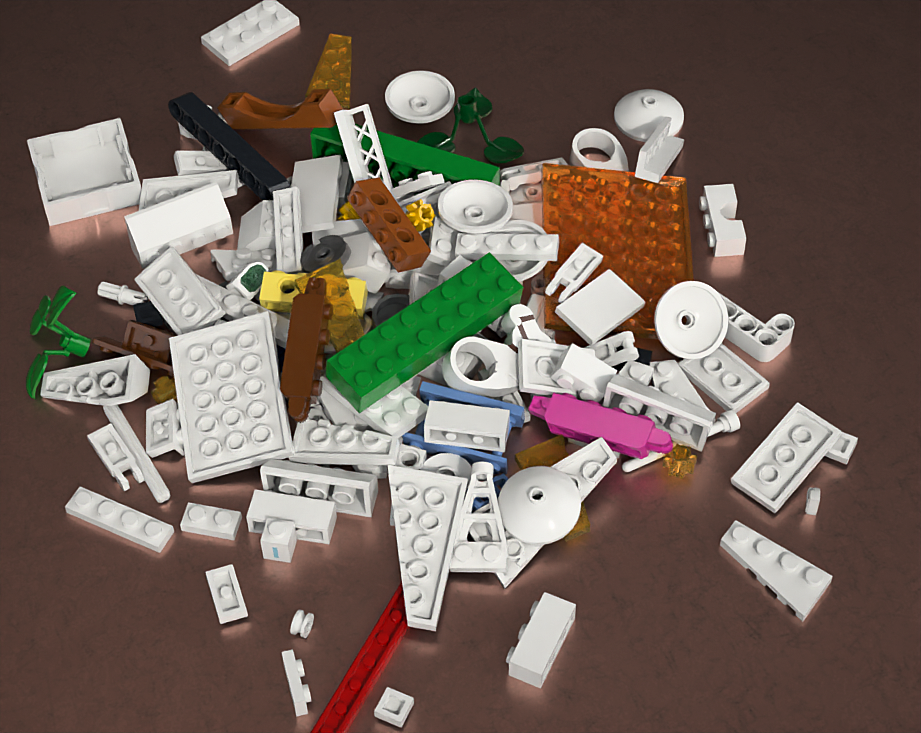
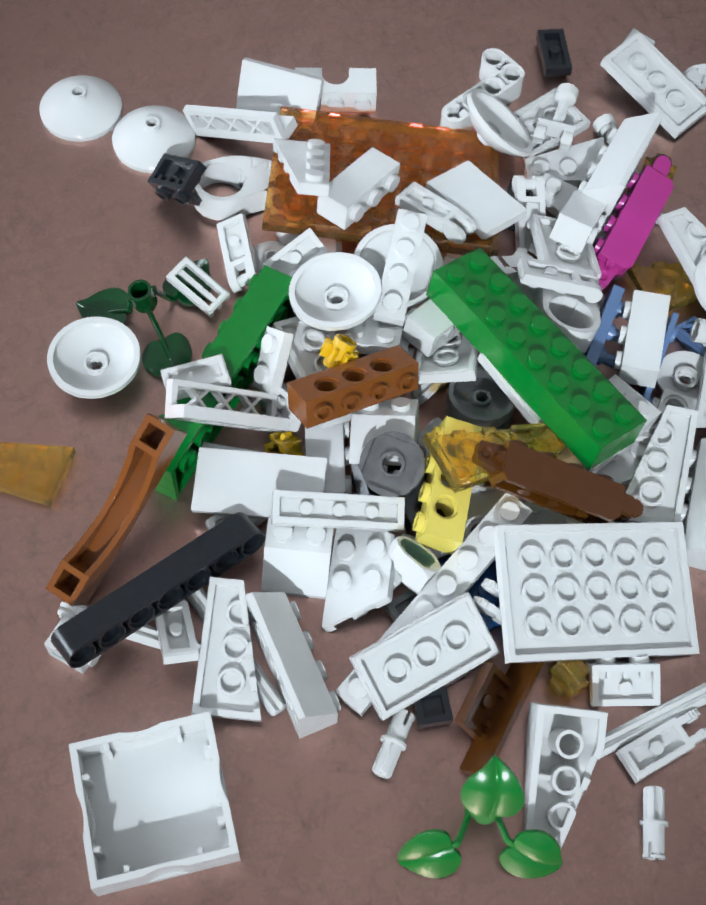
camera: 90 degrees left, 10 degrees up
(55, 447) = (653, 823): none -> white axle
(390, 136) = (206, 370): none -> white tile
(499, 151) = (216, 302): none -> white tile
(508, 350) = (559, 278): none -> white plate
(522, 193) = (296, 253): none -> white plate
(587, 218) = (359, 188): none -> white brick
(590, 120) = (176, 179): none -> black bracket
(600, 178) = (306, 163): none -> white wing
(671, 68) = (81, 108): none -> white dish
(701, 172) = (272, 86): none -> white tile
(702, 364) = (565, 96): none -> white bar
(814, 380) = (554, 52): none -> black plate

